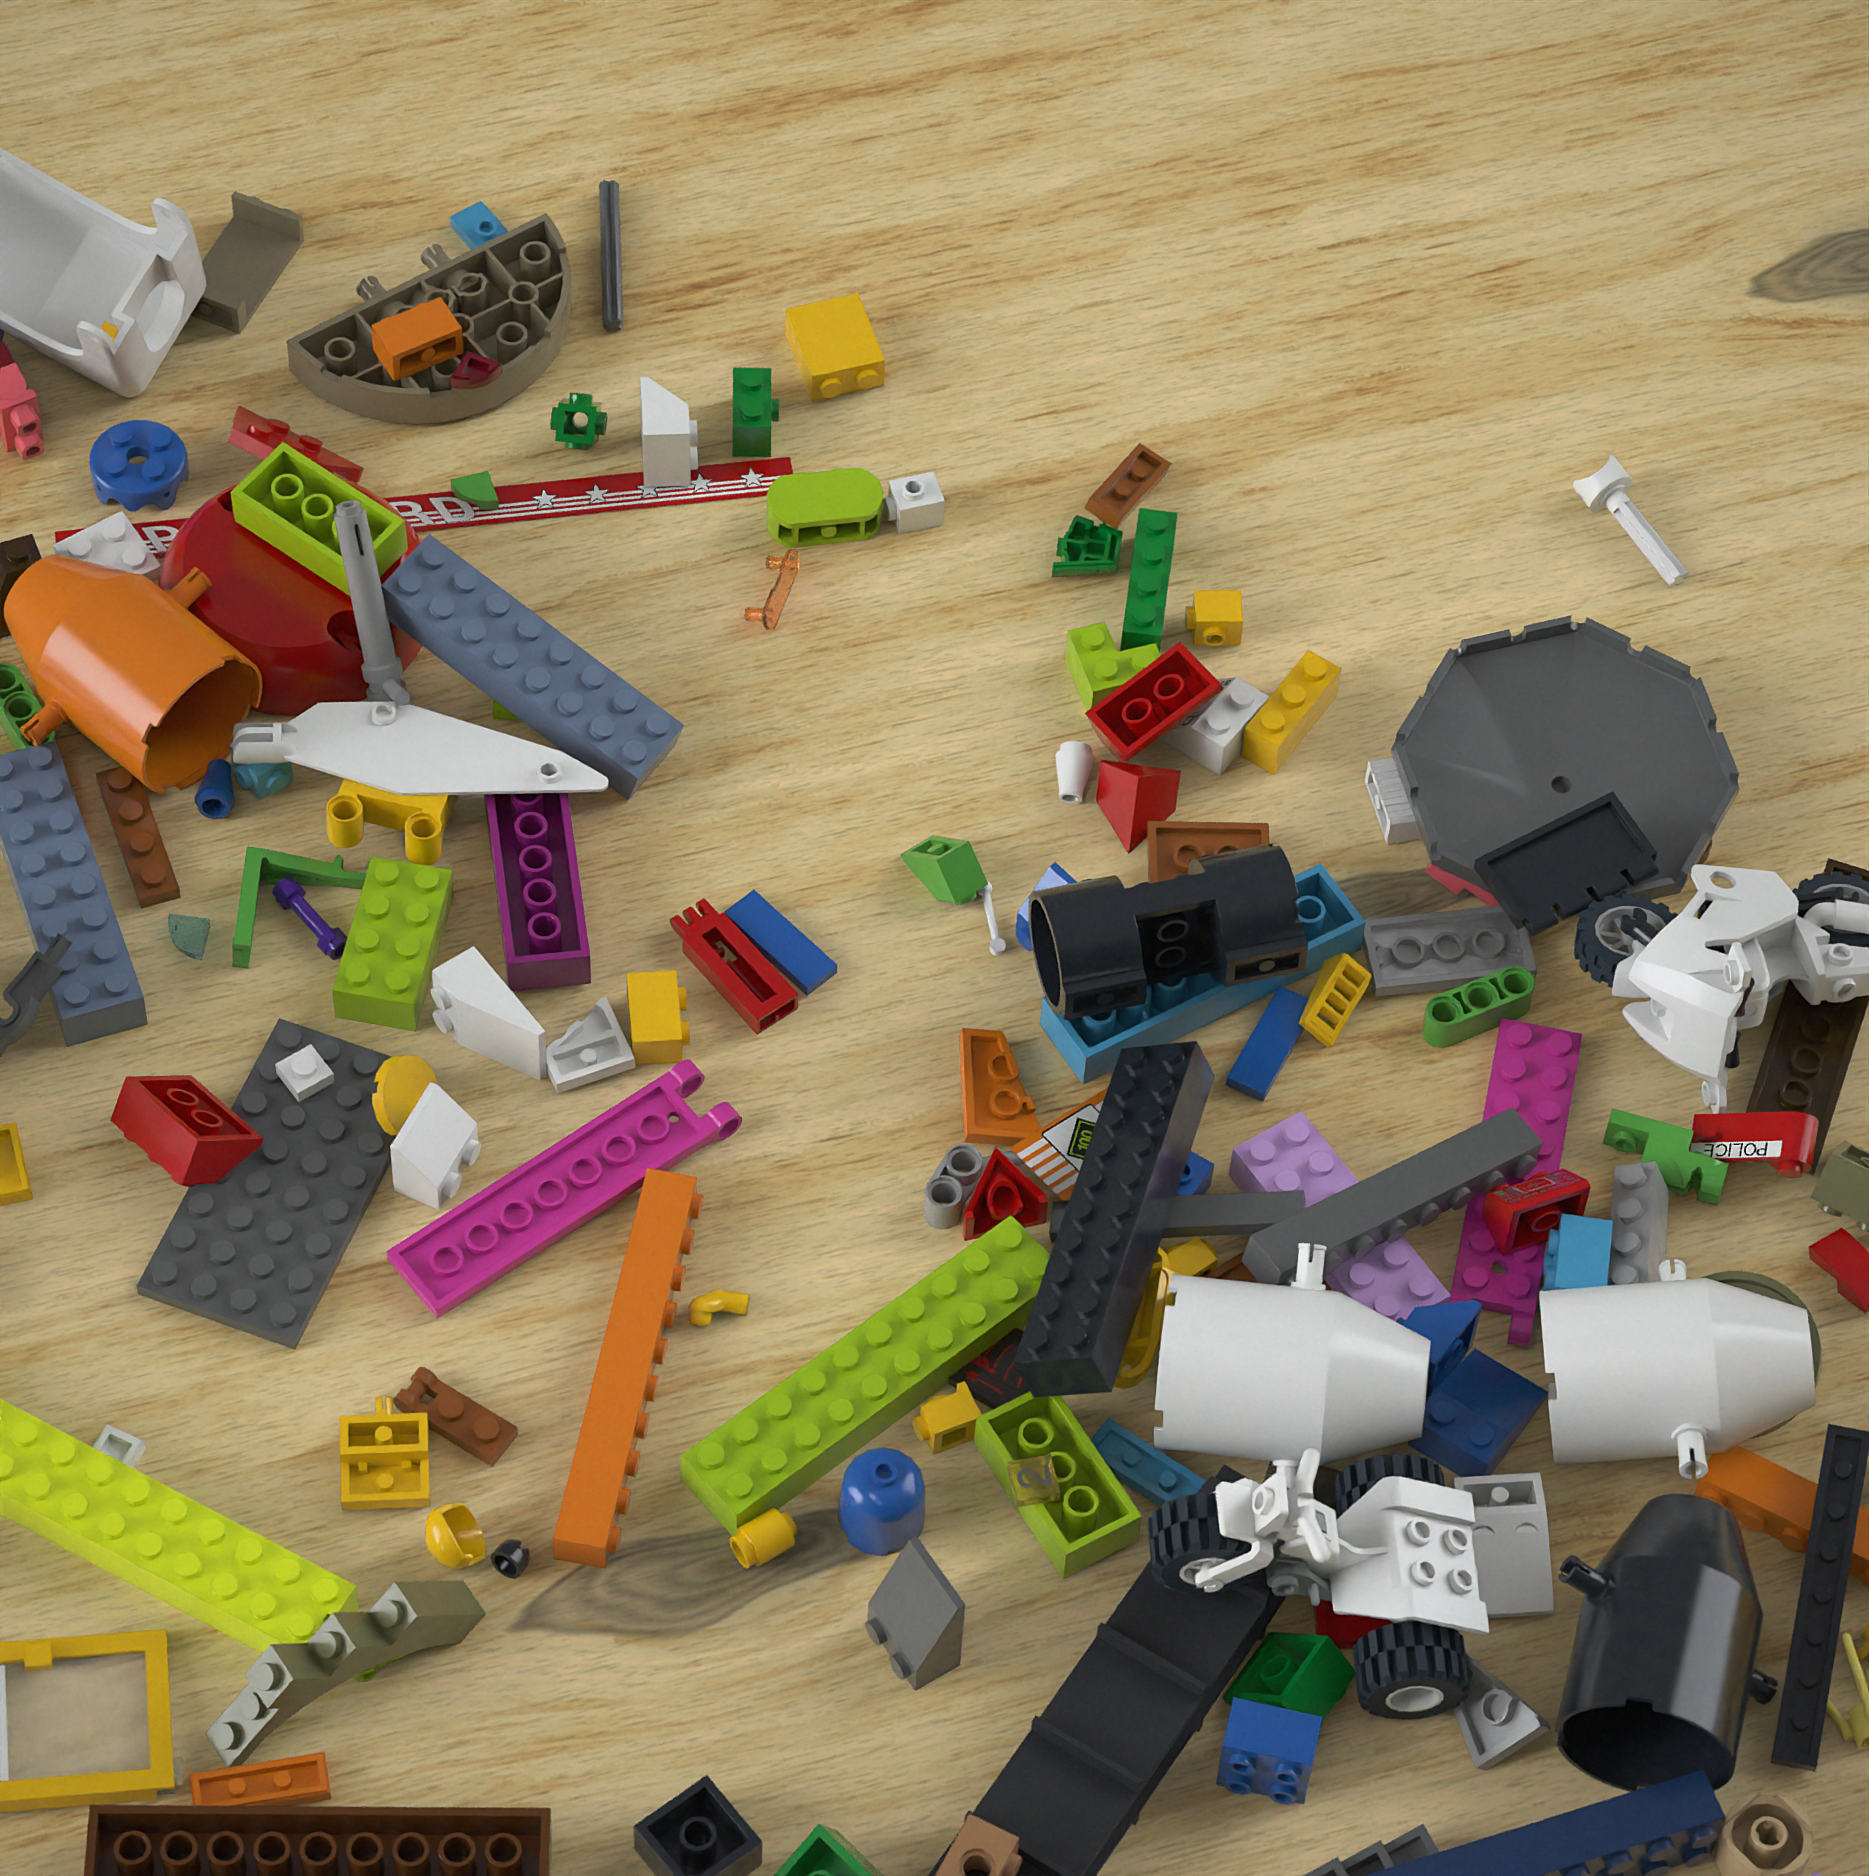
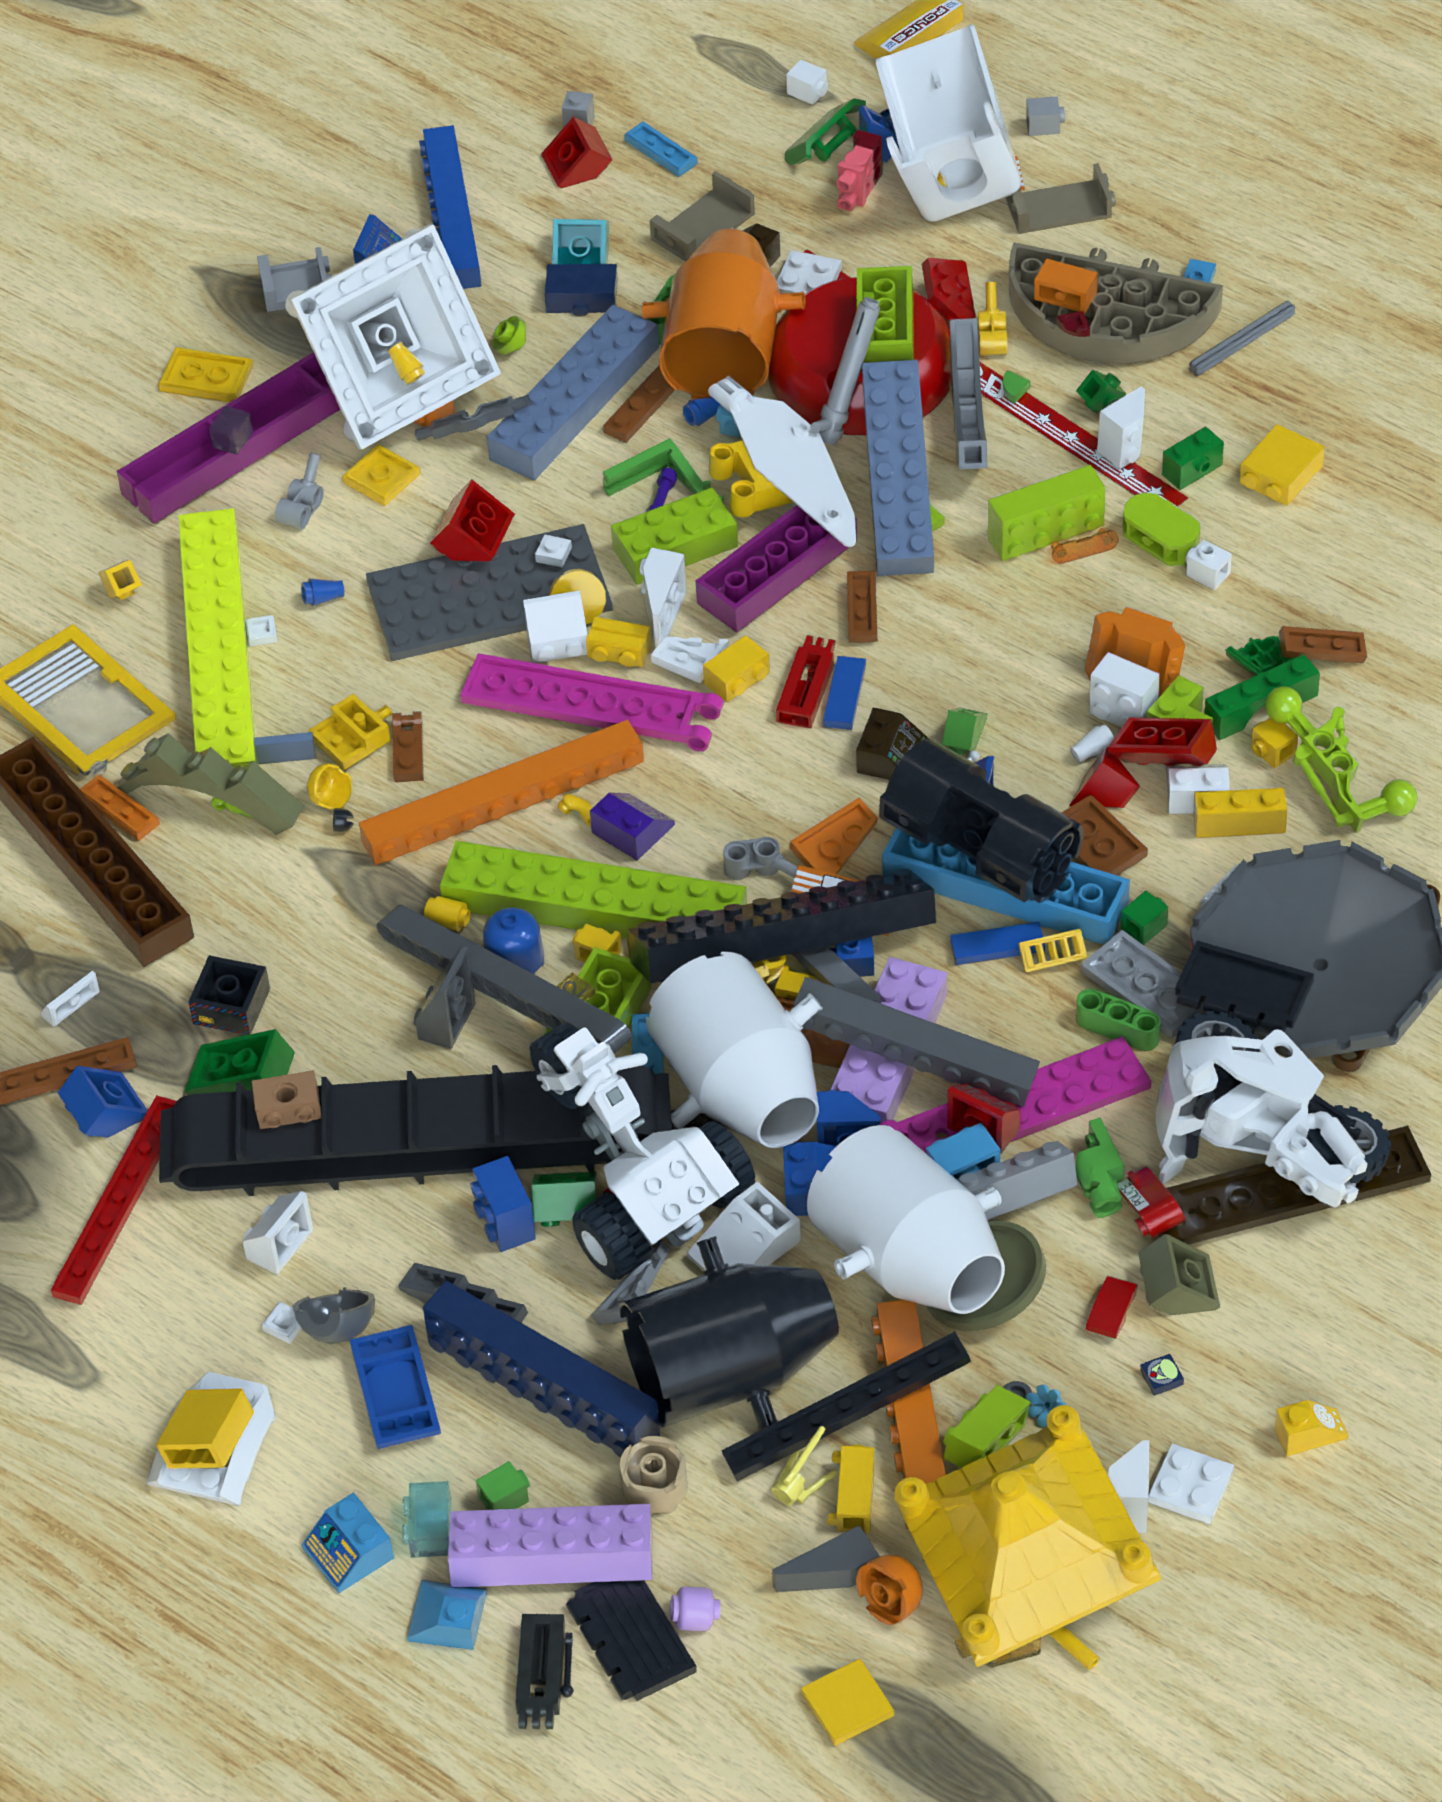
camera: 60 degrees right, 5 degrees down
(98, 182) = (1044, 116): none -> light grey brick
(118, 1351) = (320, 591): none -> blue cone
(142, 484) = (864, 251): blue plate -> none
(189, 934) = (604, 459): clear light blue tile -> none
(347, 1538) = (284, 748): none -> sand blue tile
(370, 448) = (992, 325): none -> yellow beam
(506, 1101) = (618, 642): none -> yellow brick
(538, 579) = (966, 394): none -> dark grey arch
(672, 841) = (862, 606): none -> dark orange plate
(716, 586) = (1046, 512): none -> lime brick
(791, 1271) = (628, 823): none -> dark purple slope
(907, 954) = (885, 743): none -> dark brown slope
(951, 1538) = (500, 977): none -> dark grey beam
(998, 646) = (1139, 639): none -> orange slope
(1002, 1193) = (757, 875): red slope -> none
(1044, 695) = (1122, 690): none -> white brick
(1308, 589) = (1396, 797): none -> lime piece
(1362, 885) = (1144, 917): none -> green brick

